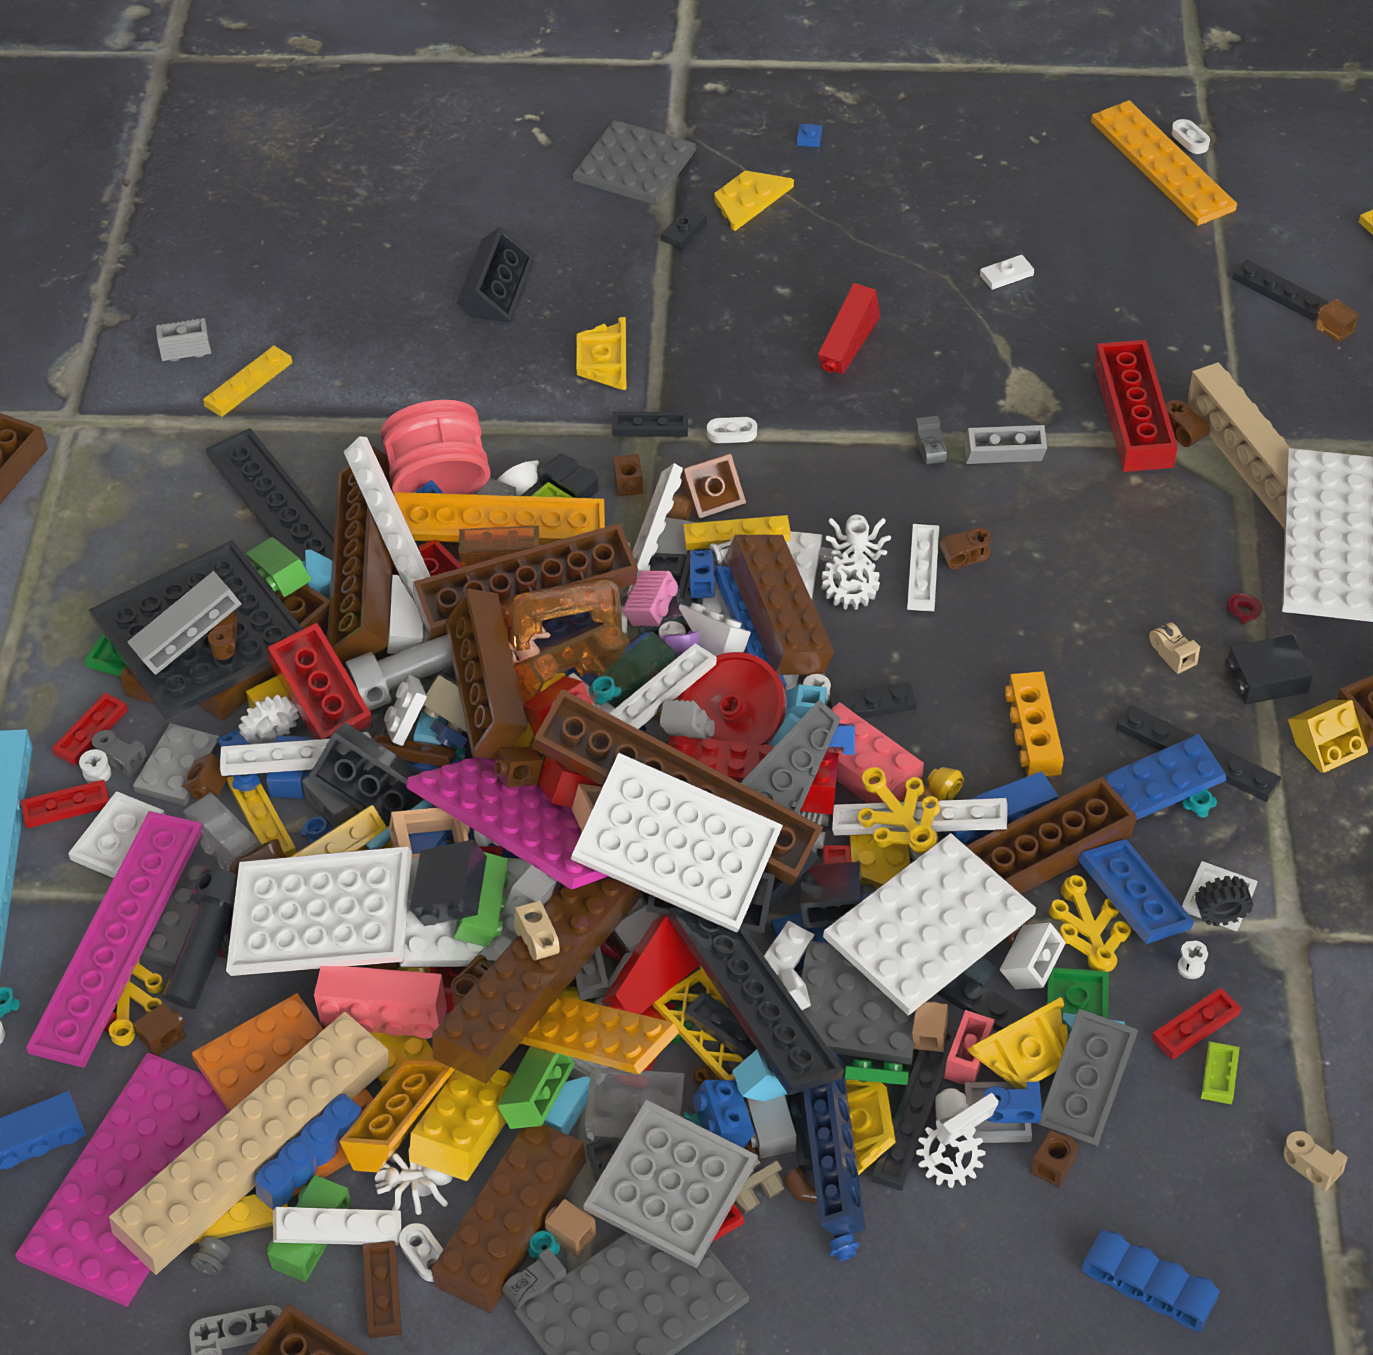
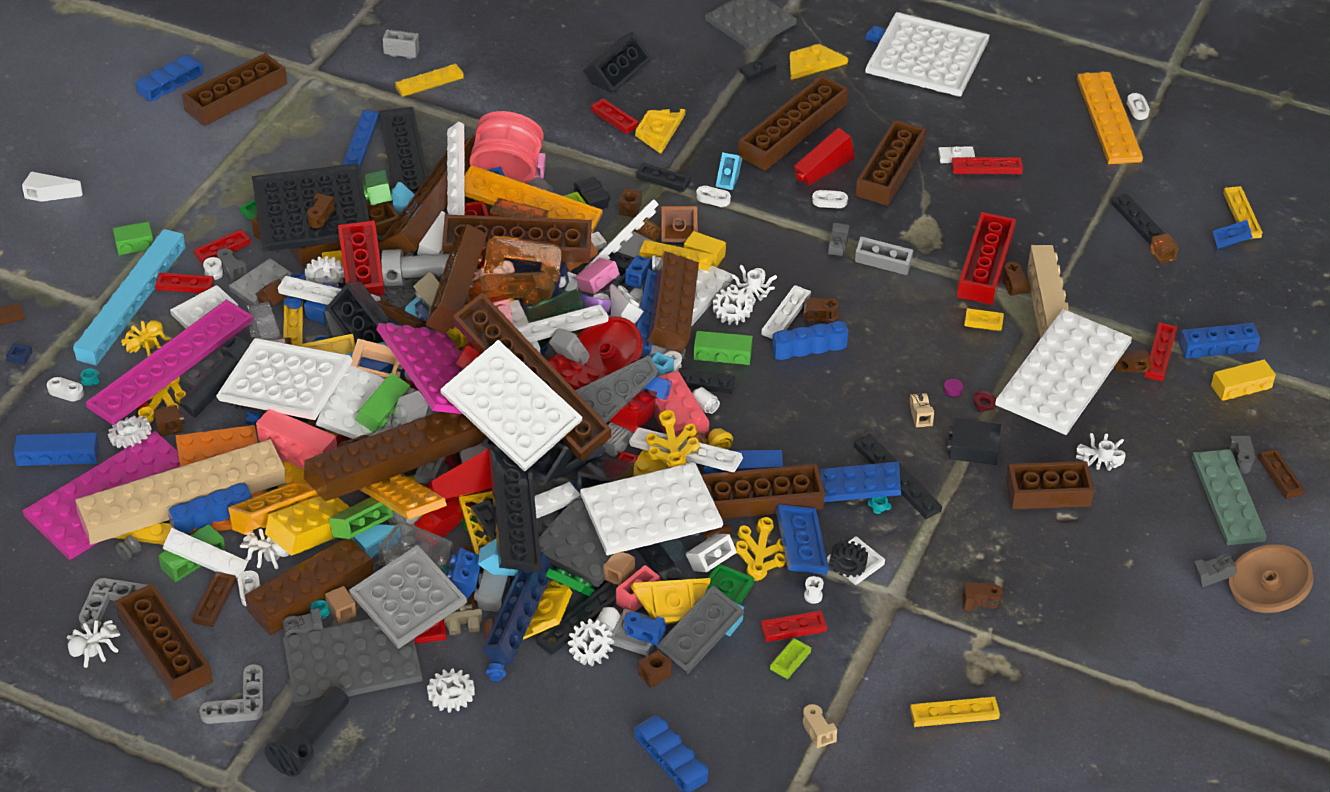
camera: 20 degrees right, 5 degrees down
(56, 909) = (146, 337): none -> yellow animal
(113, 1068) = (129, 431): none -> white gear
(184, 622) = (297, 197): light grey brick -> none
(201, 501) = (362, 138): none -> blue plate
(286, 982) = (252, 418): none -> blue plate
(406, 709) = (400, 292): white plate -> none
(448, 882) = (363, 384): black brick -> none
(518, 766) = (451, 346): reddish brown brick -> none
(521, 476) = (561, 182): white hat -> none
(534, 355) = (614, 116): none -> red plate
(536, 931) = (399, 428): tan leg -> none
(604, 690) = (528, 313): teal plate -> none
(733, 388) = (728, 171): none -> medium azure slope
(765, 504) = (707, 244): none -> yellow brick
(778, 293) = (792, 122): none -> reddish brown brick
(783, 1299) = (450, 690): none -> white gear
(796, 987) = (546, 518): white plate -> none
(872, 646) = (723, 347): none -> bright green brick
(885, 385) = (830, 199): none -> white plate
(891, 143) = (927, 54): none -> white plate
(895, 729) = (706, 400): none -> white brick
(937, 310) = (890, 162): none -> reddish brown brick
(967, 1118) = (604, 621): white plate -> none
(978, 597) = (809, 340): none -> blue brick
(1034, 724) = (799, 424): light orange brick -> none
(1054, 275) = (987, 165): none -> red plate
(1177, 492) = (984, 319): none -> yellow plate
(1193, 601) = (953, 387): none -> magenta tile
(1329, 734) = (989, 492): yellow slope -> none

